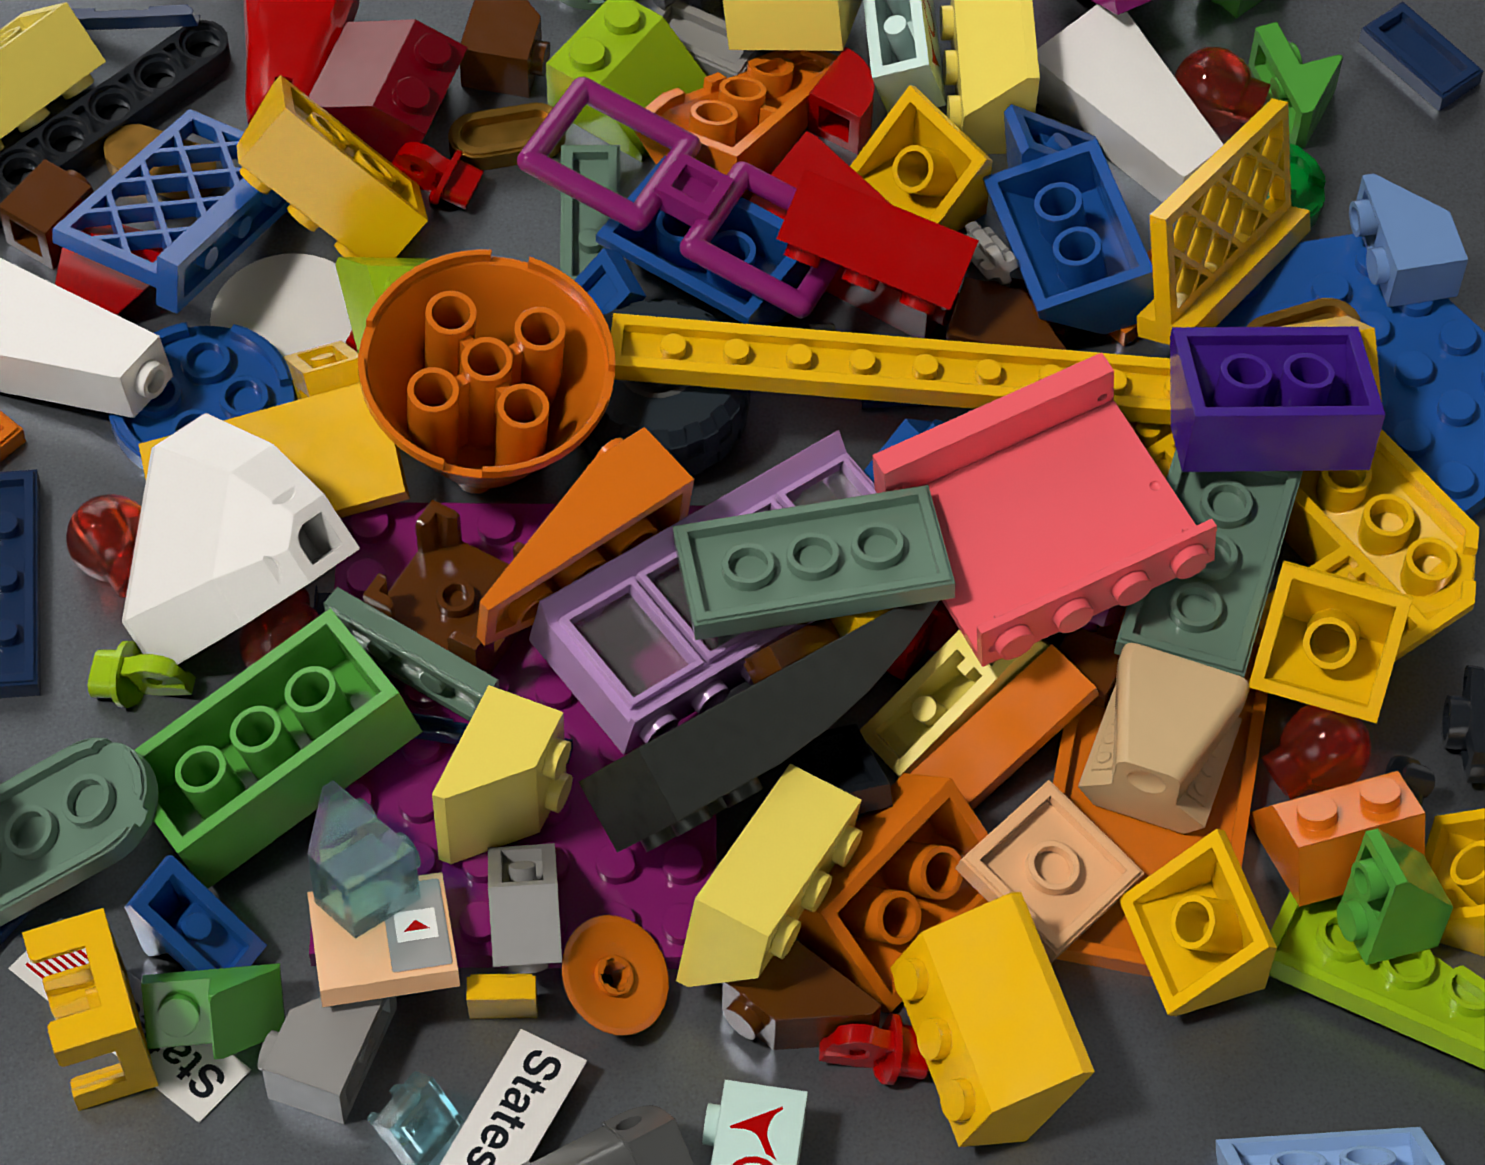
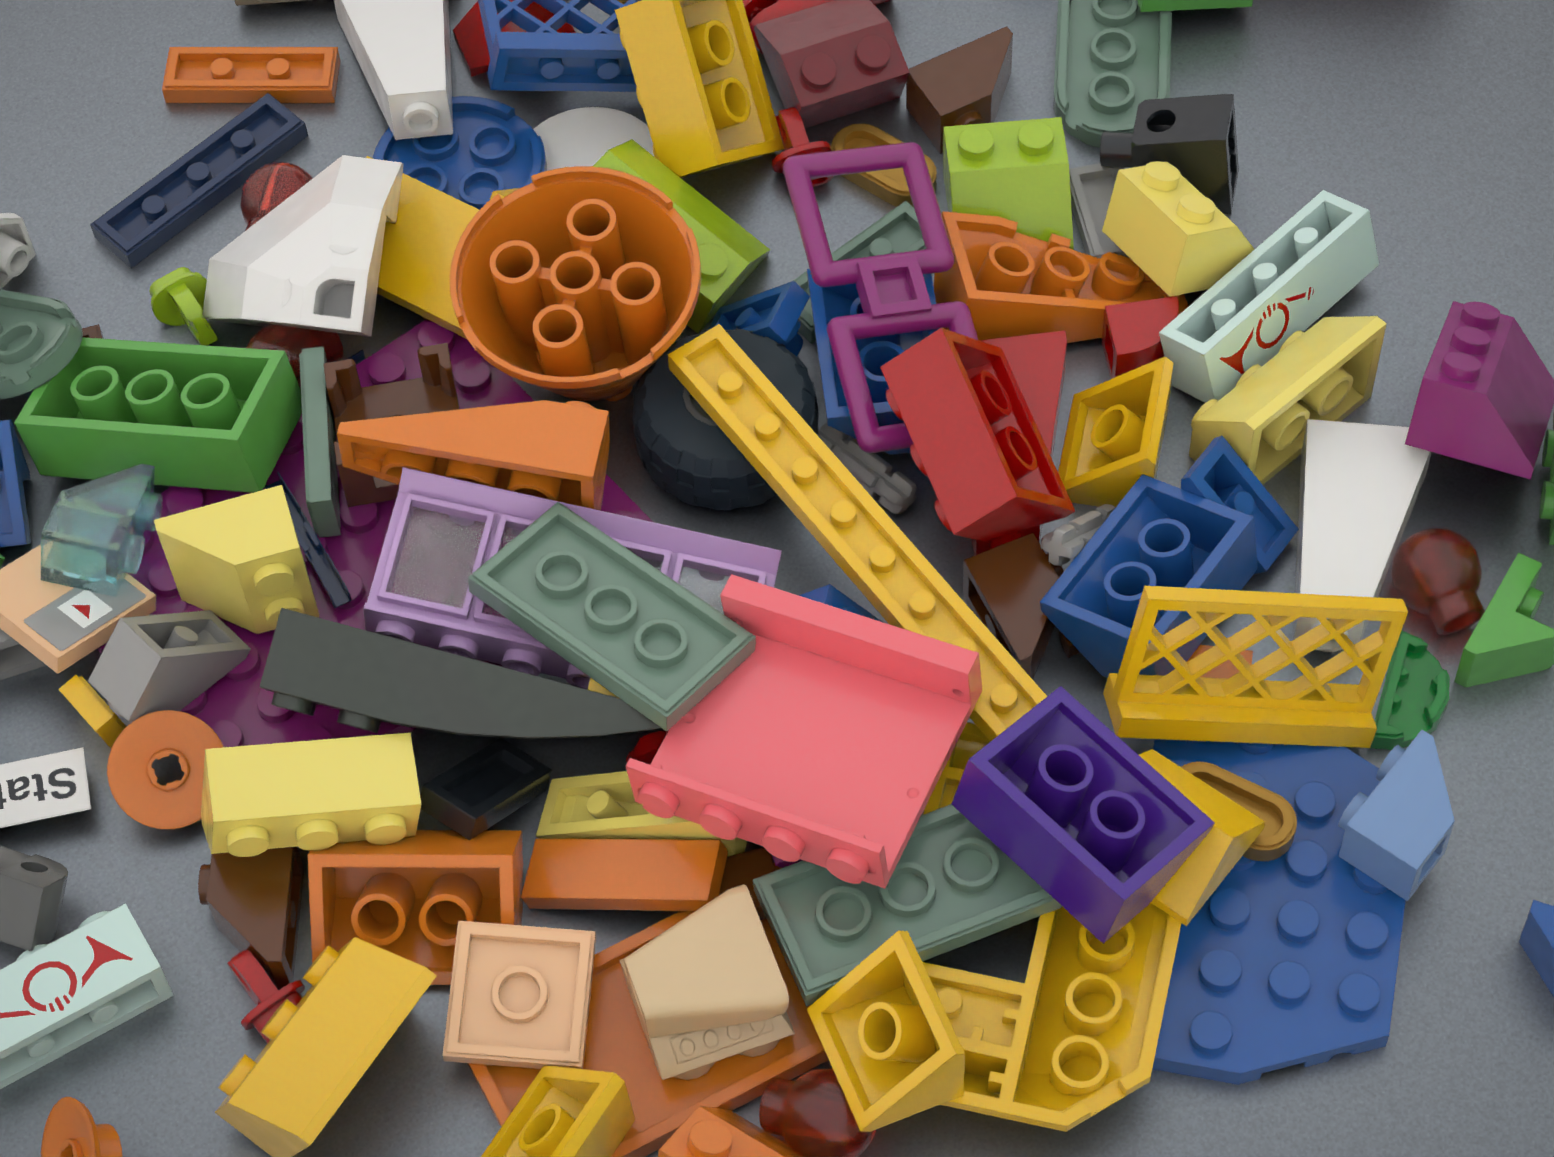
camera: 55 degrees right, 0 degrees up
(790, 649) = (522, 659): reddish brown tile -> none

